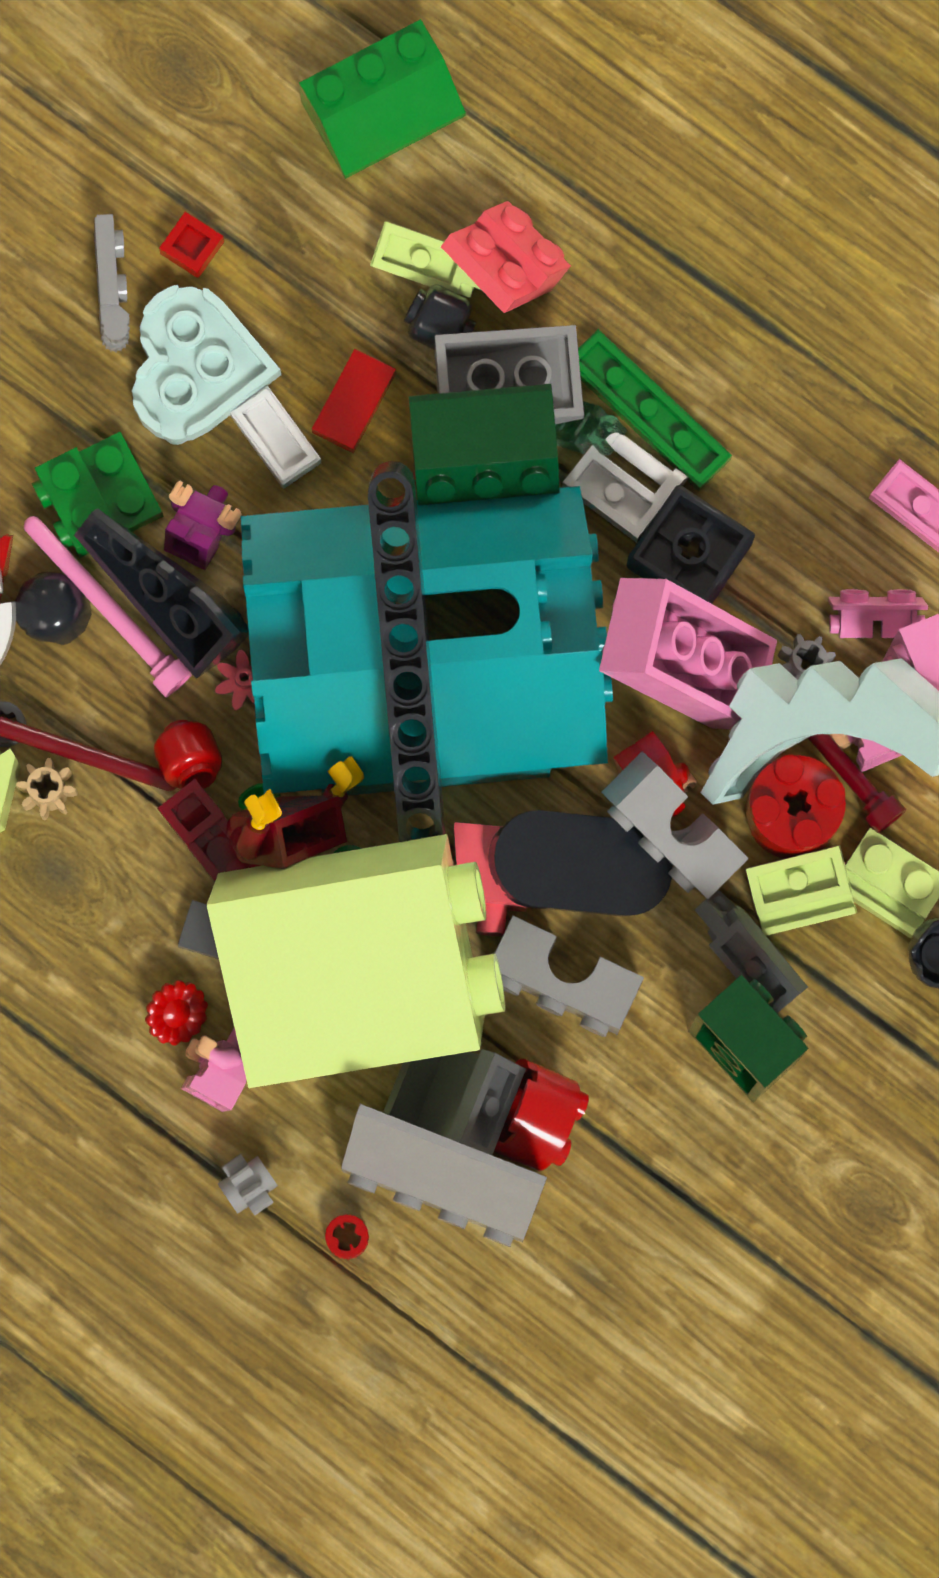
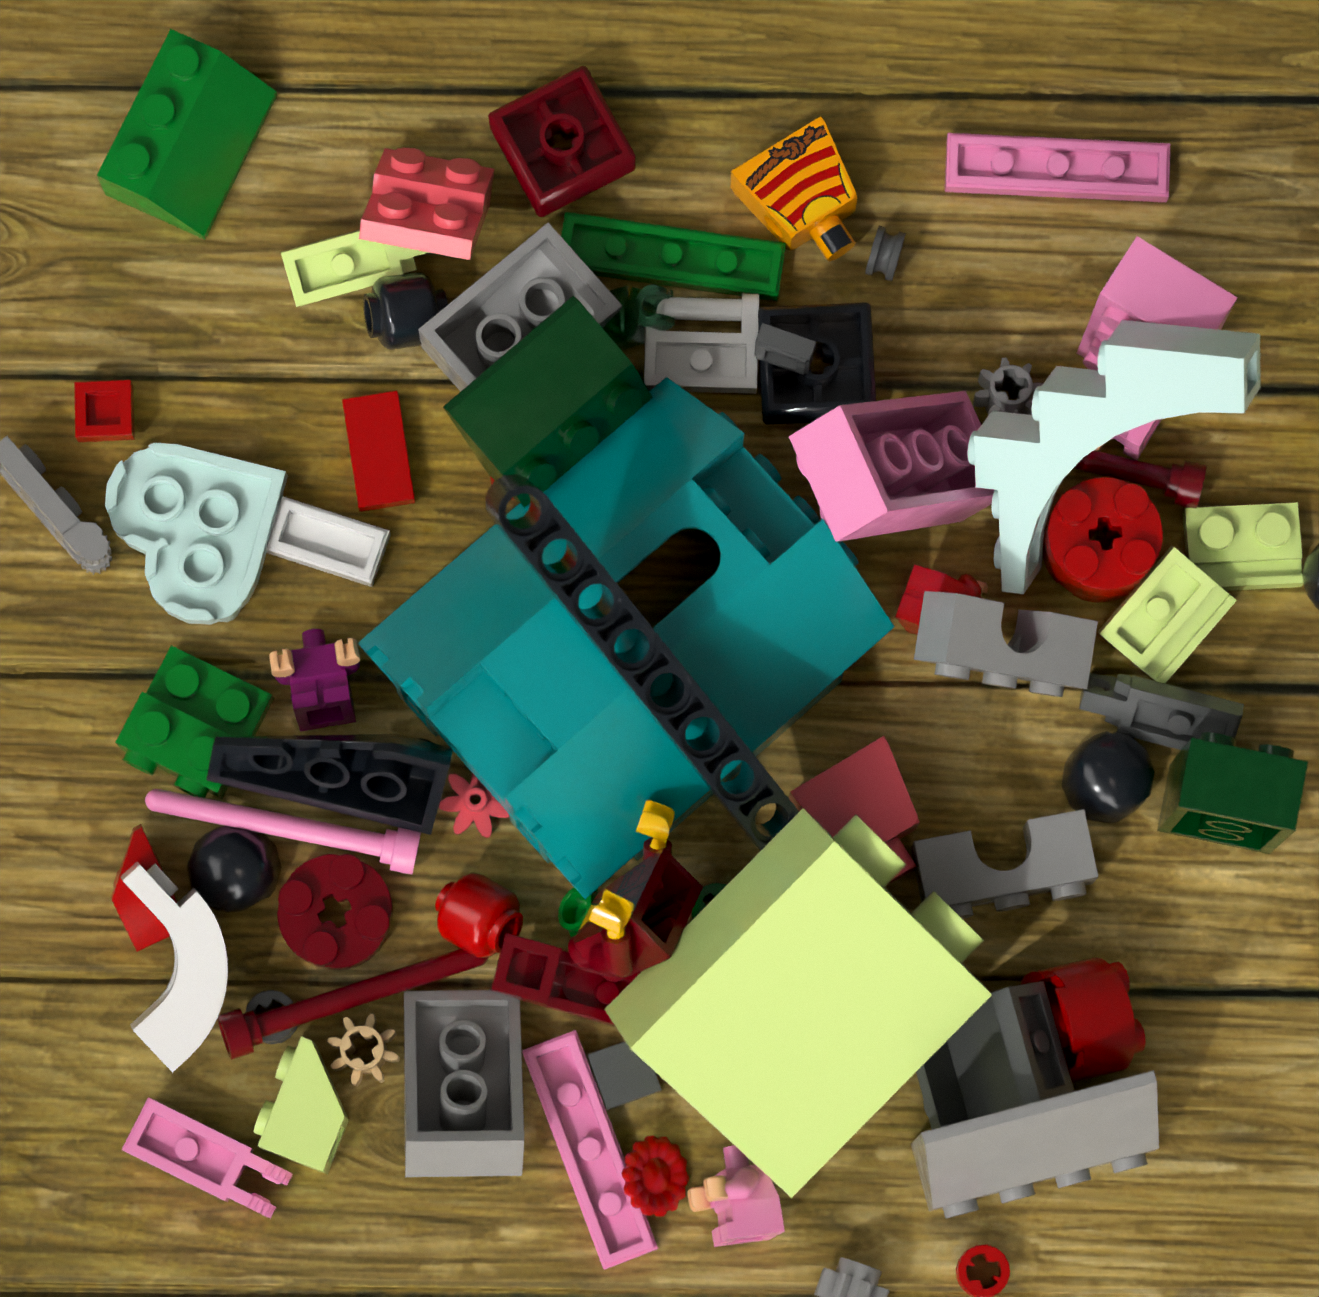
camera: 35 degrees left, 0 degrees up
(93, 859) = (462, 1084): none -> light grey slope
(113, 707) = (323, 943): none -> dark red plate
(146, 962) = (588, 1148): none -> bright pink tile
(576, 865) = (937, 747): black tile -> none
(622, 251) = (576, 110): none -> dark red brick
(670, 522) = (784, 349): none -> dark grey tile
(681, 970) = (1108, 777): none -> black hair
(767, 426) = (800, 190): none -> torso
(794, 509) = (885, 253): none -> dark grey bush
(859, 611) = (1019, 305): bright pink hinge -> none

